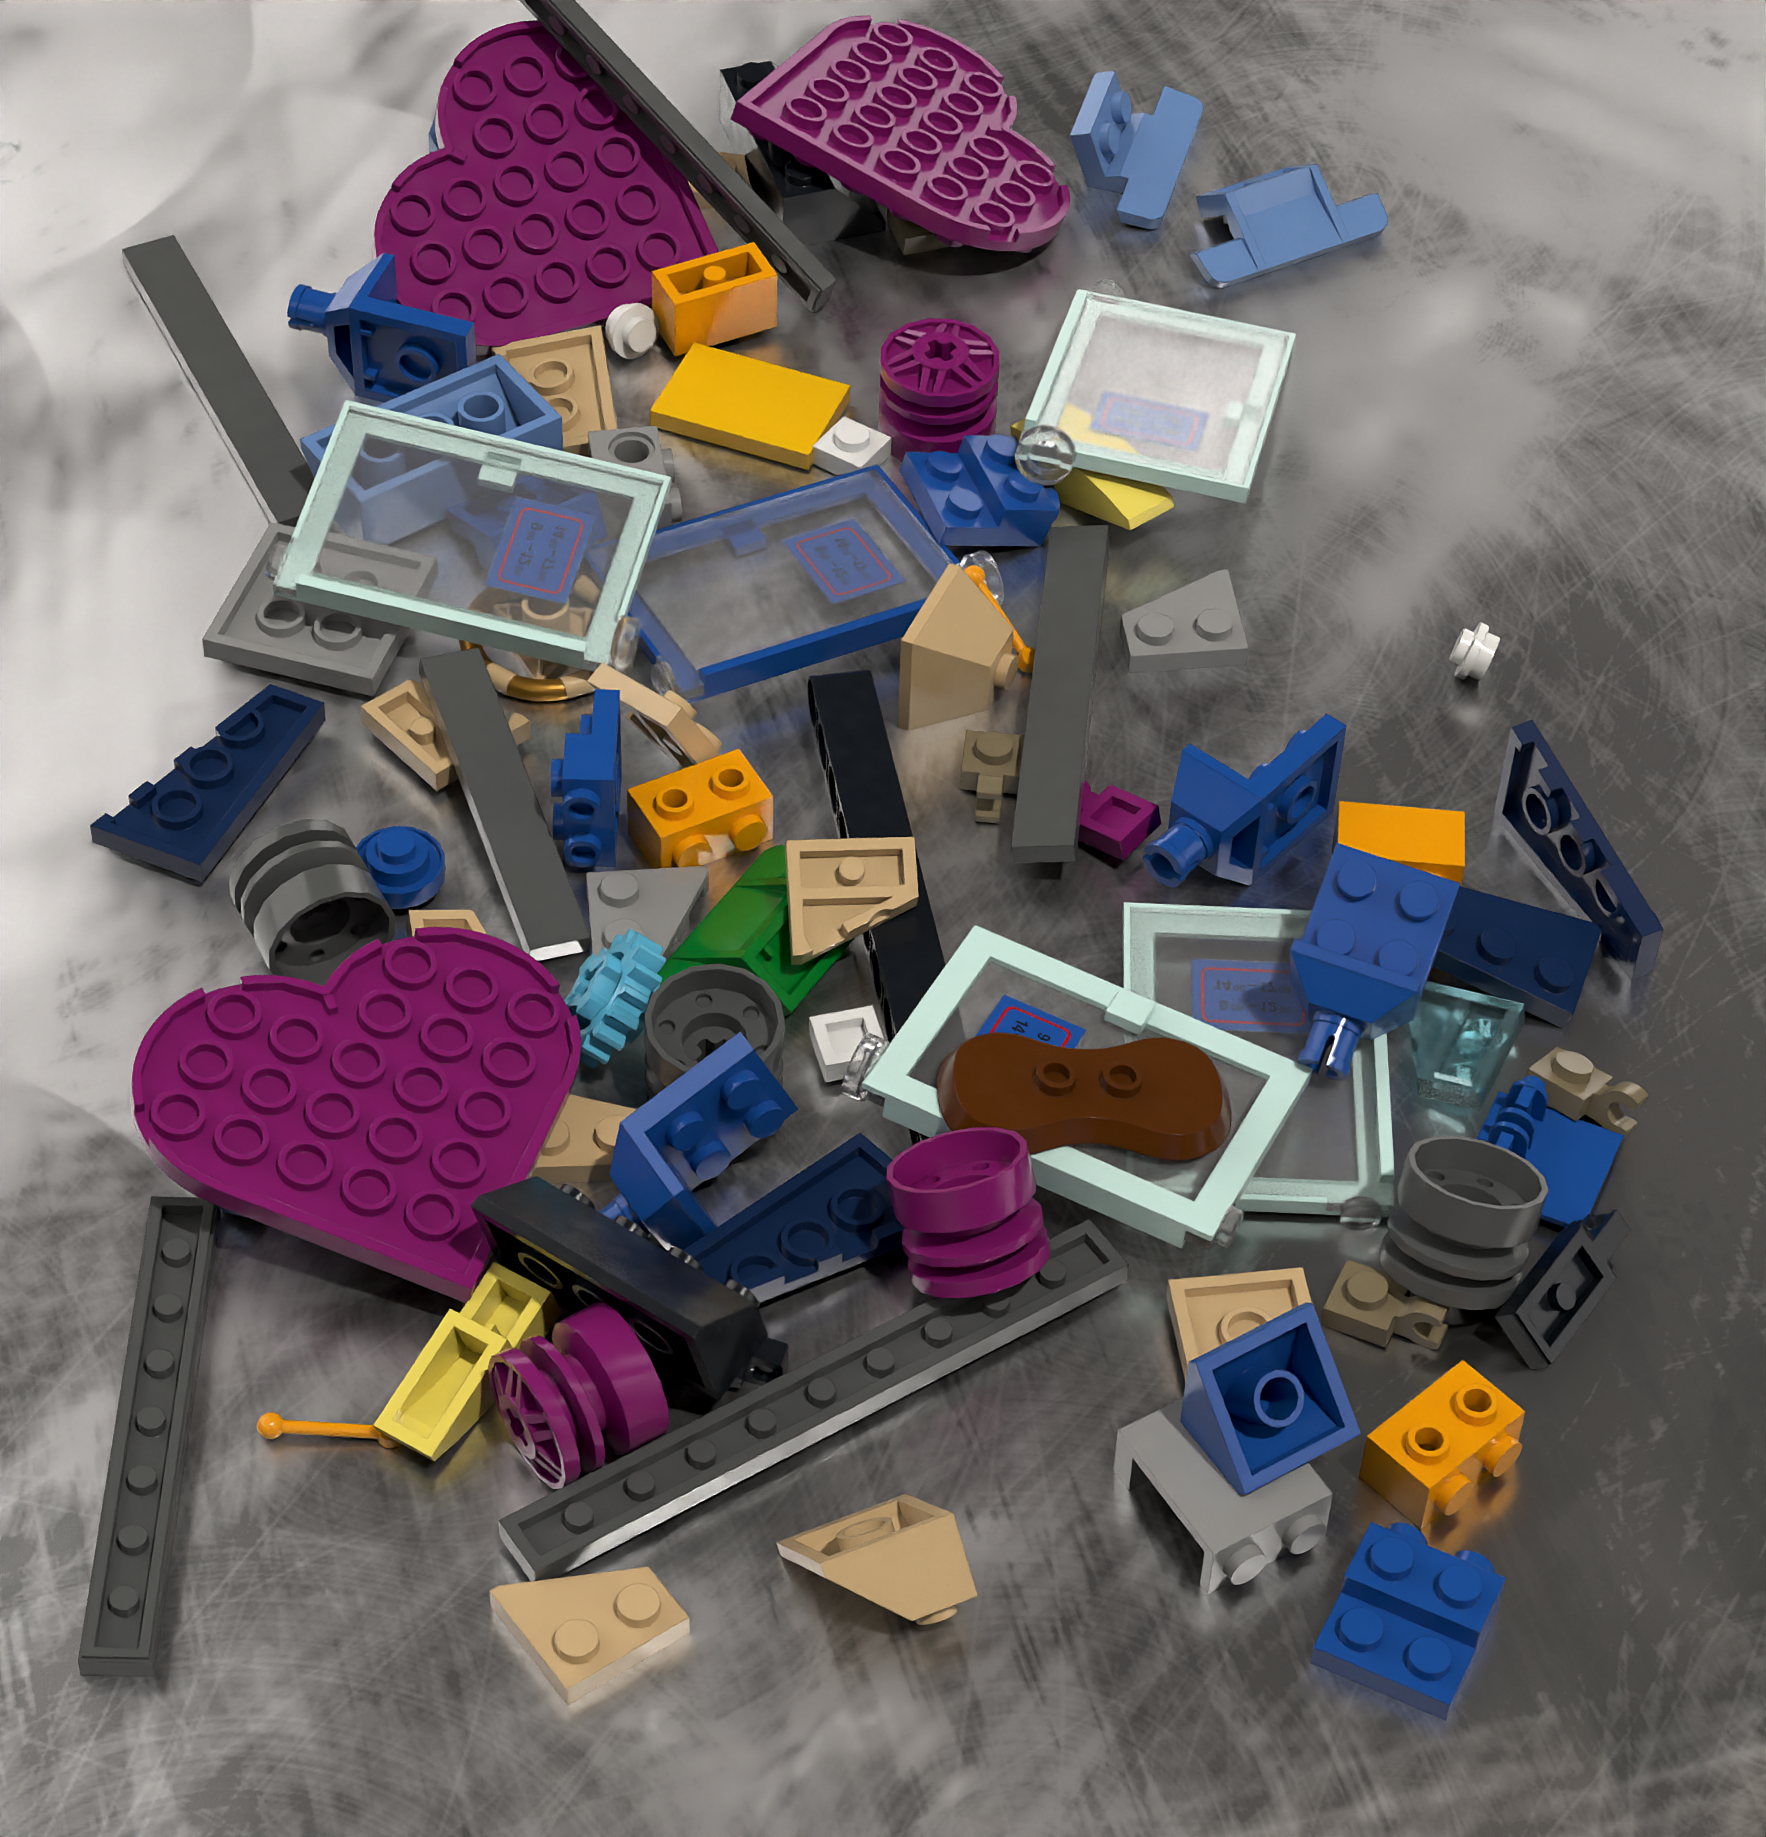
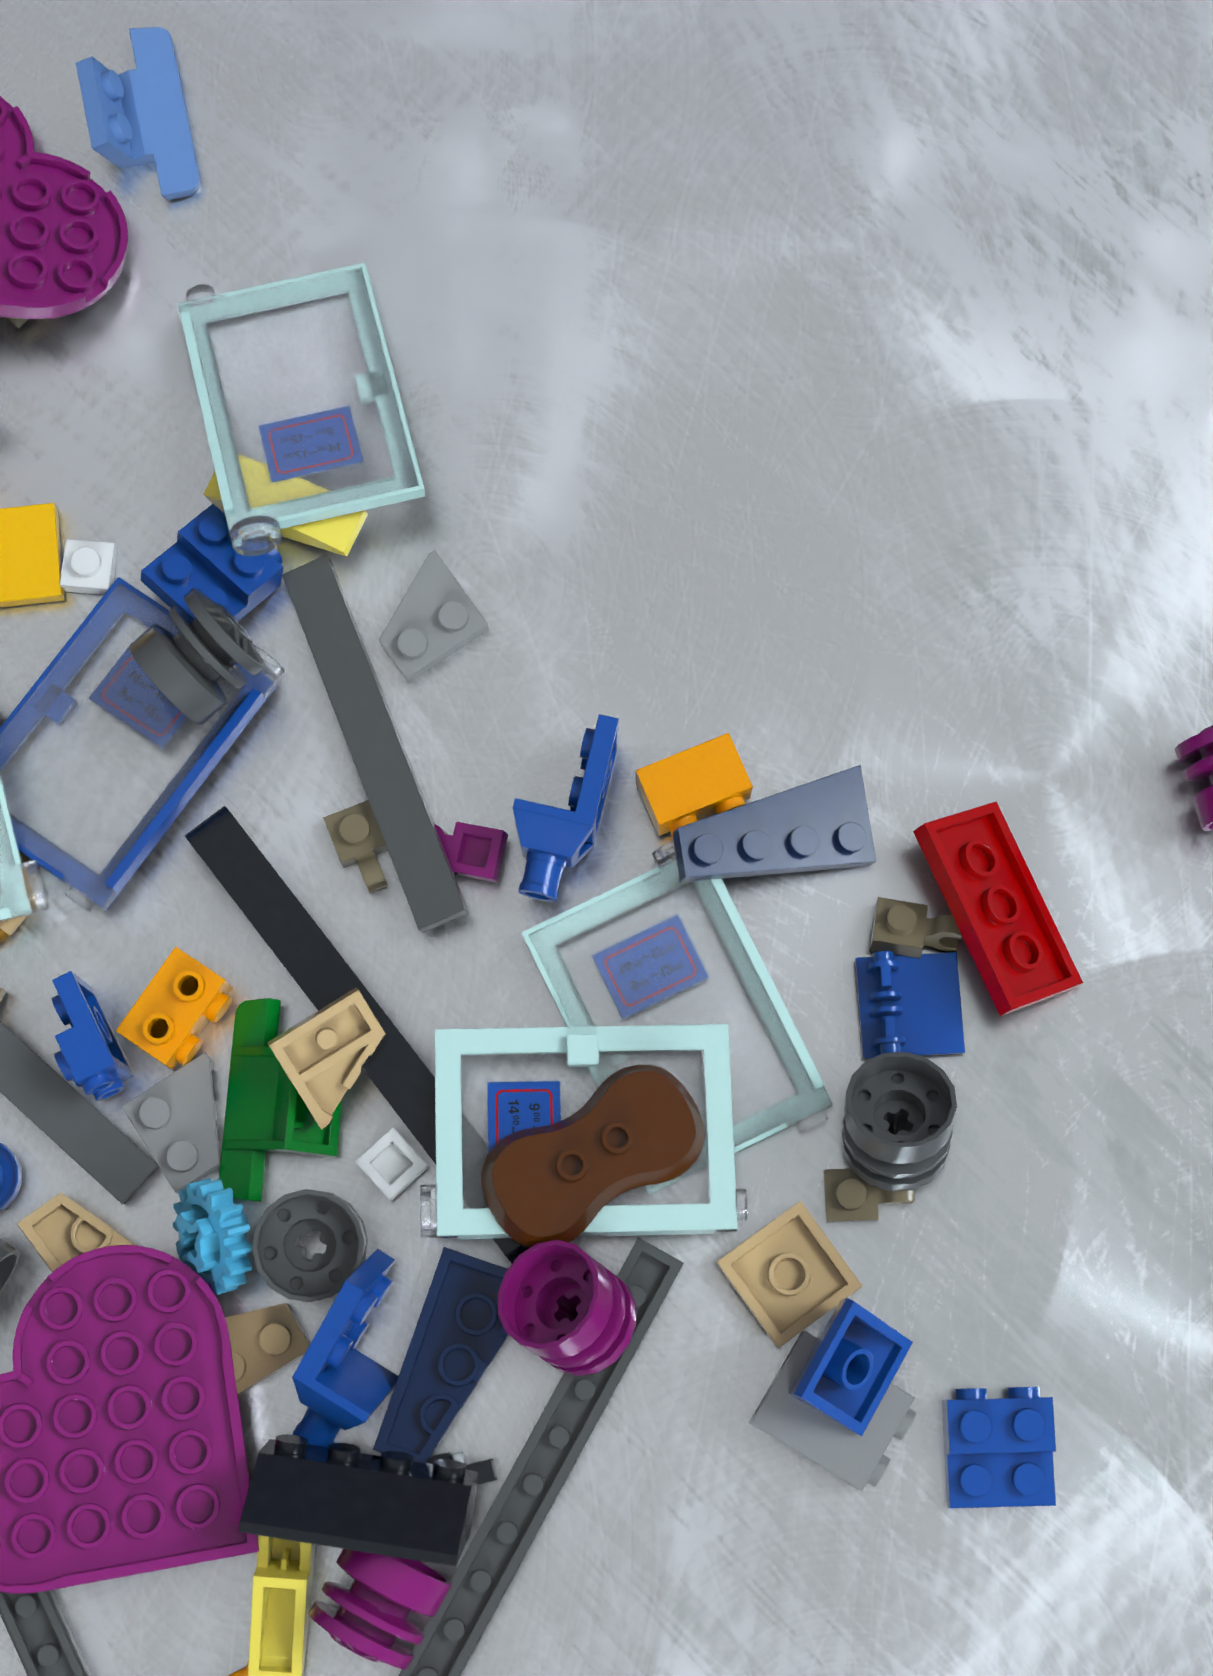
camera: 25 degrees left, 30 degrees up
(661, 718) = (108, 959): tan wing -> none
(893, 1555) = (640, 1602): tan slope -> none
(924, 511) = (196, 657): none -> dark grey wheel
(937, 386) = (135, 515): magenta wheel -> none
(953, 654) = (285, 760): tan slope -> none
(1025, 653) = (326, 713): light orange hinge -> none
(1280, 223) = (294, 142): medium blue plate -> none
(1366, 952) = (726, 918): blue plate -> none
(1443, 1445) = (961, 1299): light orange brick -> none
(1461, 1043) = (808, 929): clear light blue wing -> none
(1474, 652) = (653, 542): white plate -> none
(1563, 1288) = (978, 1113): black hinge -> none
(1571, 850) = (815, 716): dark blue wing -> none
(1696, 1102) = (997, 907): none -> red plate

